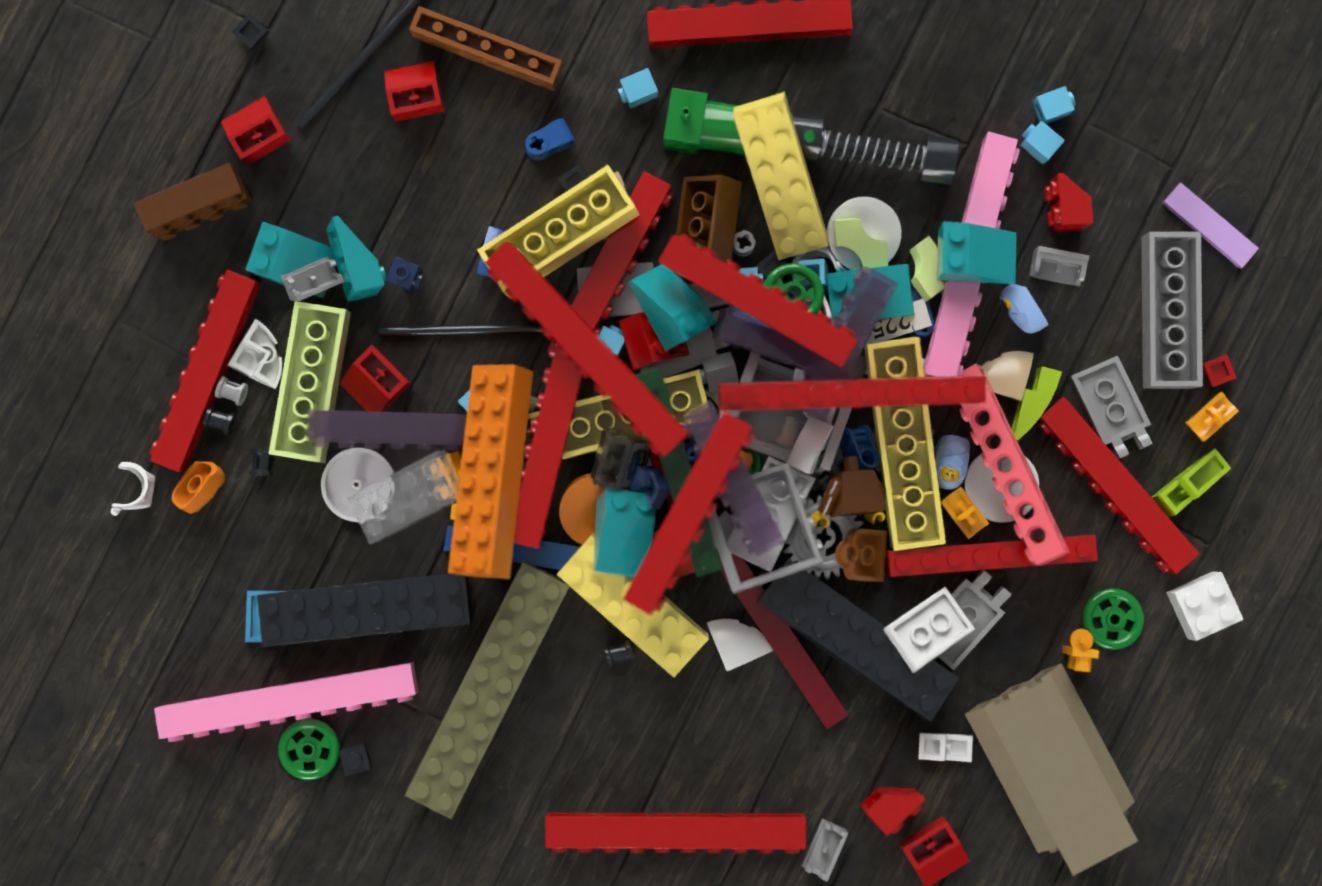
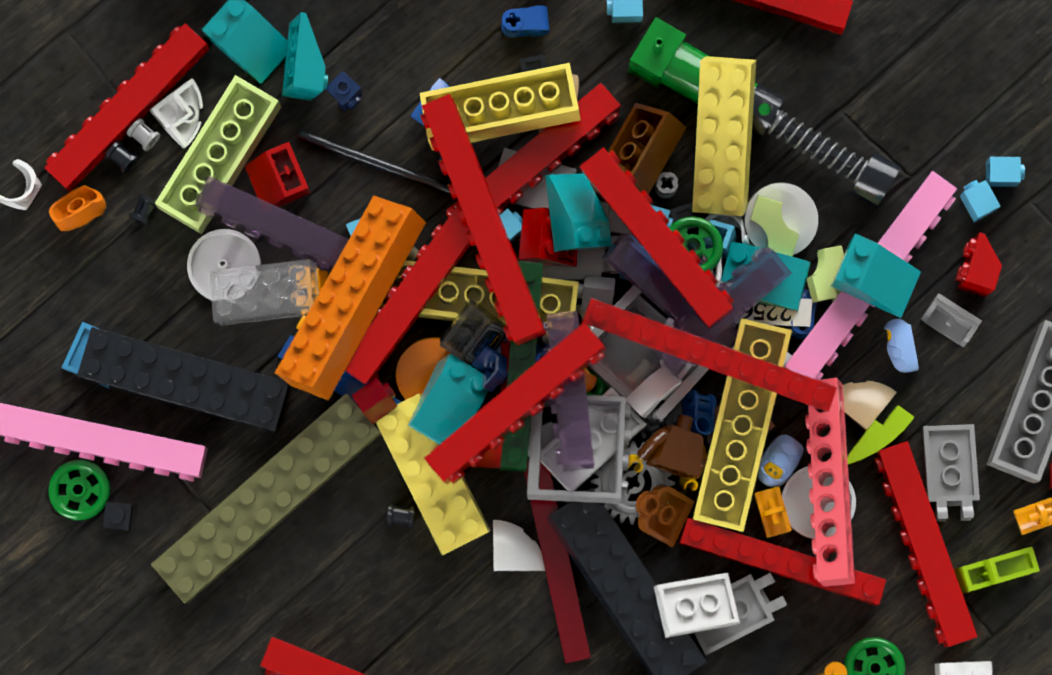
camera: 20 degrees right, 5 degrees down
(311, 279) = (258, 62): light grey hinge -> none
(553, 559) = (375, 400): none -> dark red brick

